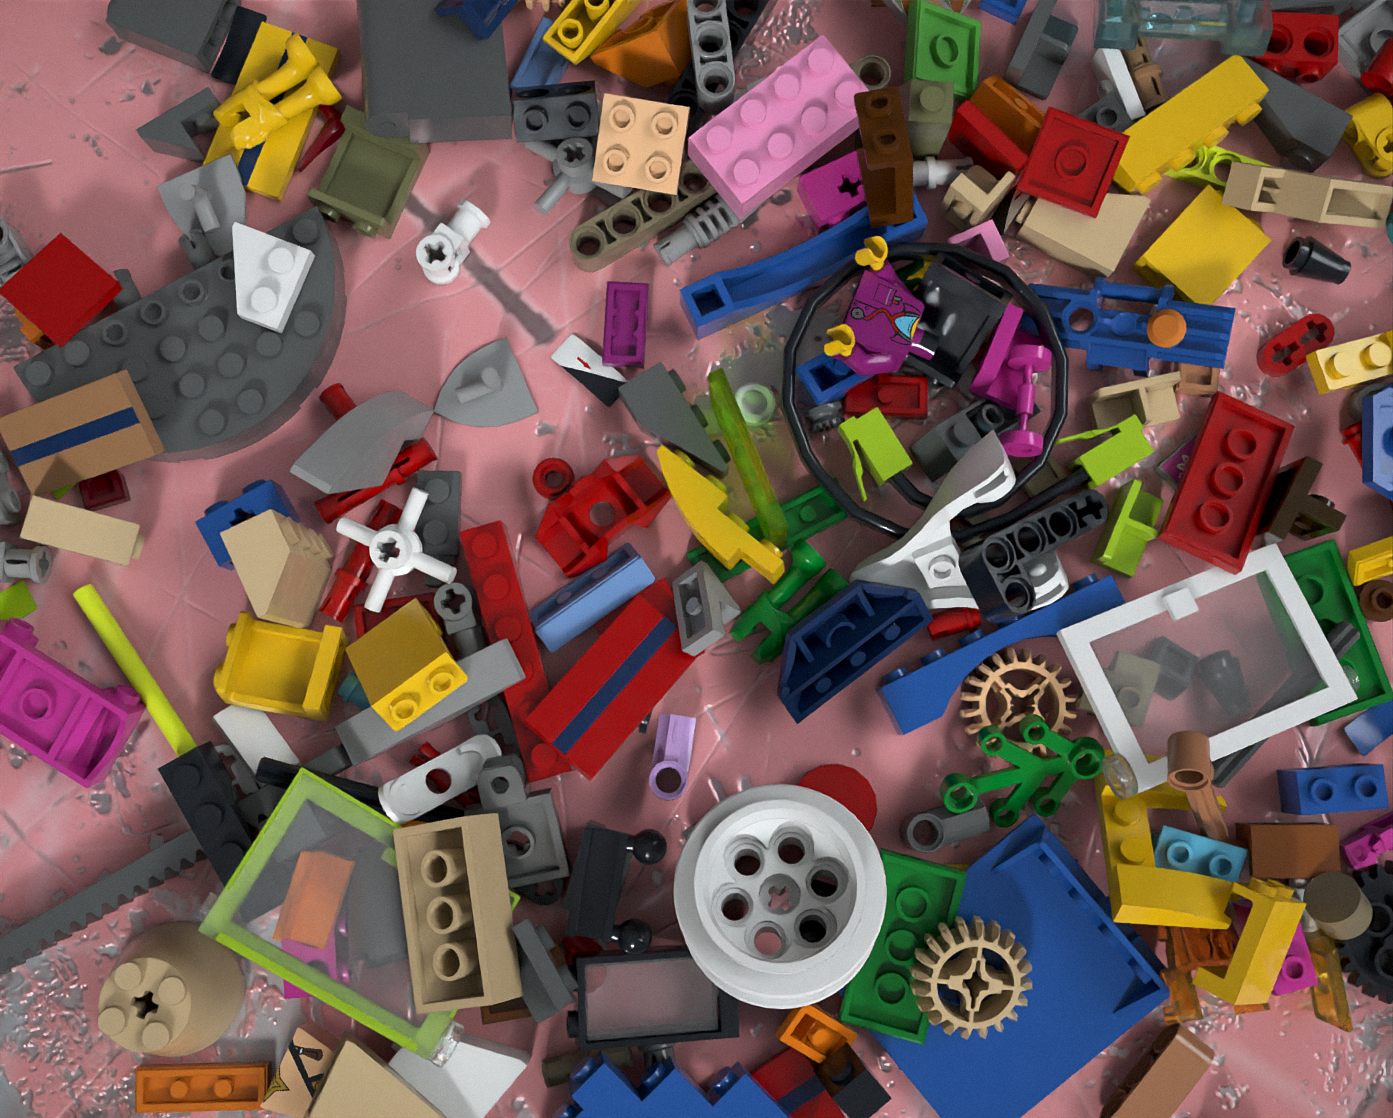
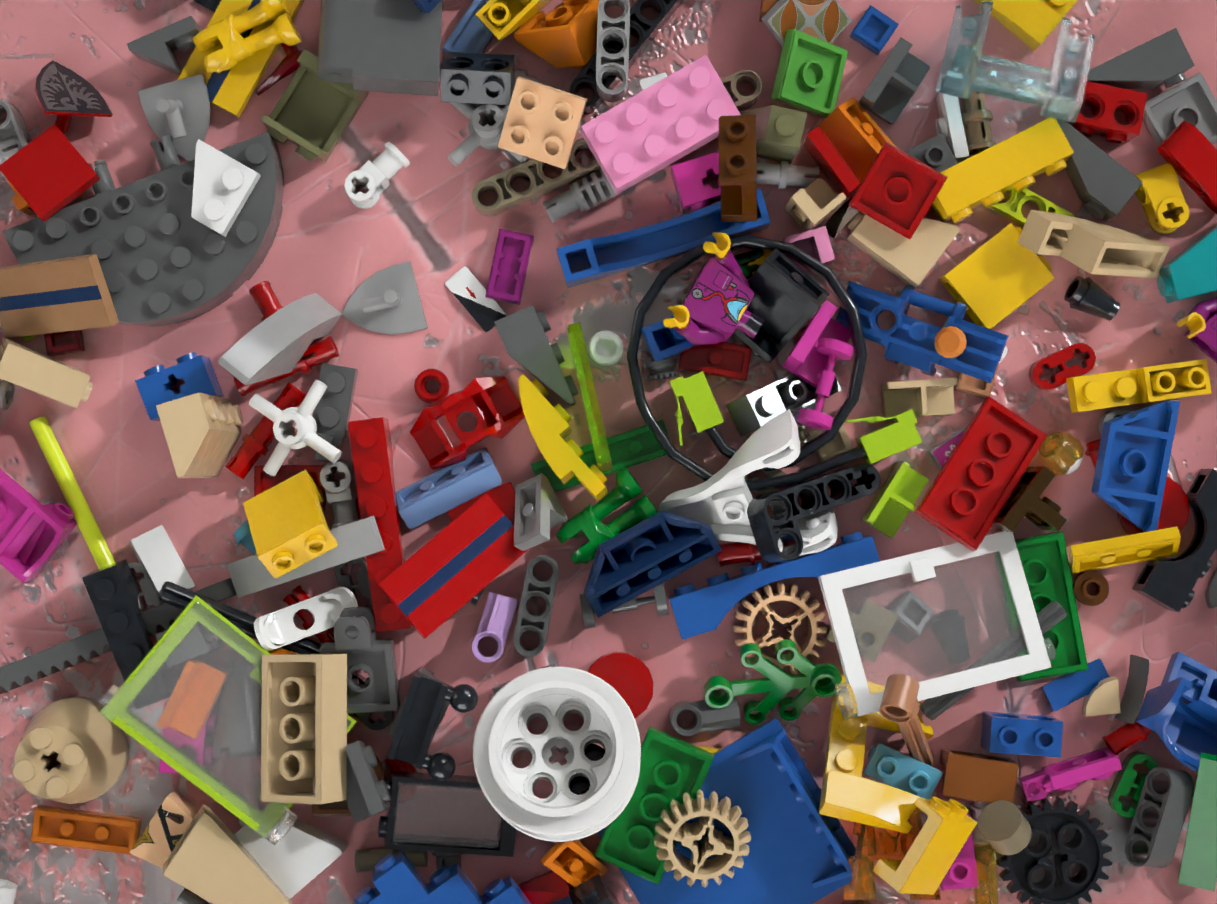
camera: 15 degrees right, 5 degrees up
(73, 199) = (67, 94): none -> shield
(281, 667) = (190, 509): yellow panel -> none
(730, 702) = (528, 621): none -> dark grey beam
(866, 690) = (658, 598): none -> dark grey wheel
(1317, 440) = (1061, 453): none -> clear yellow piece

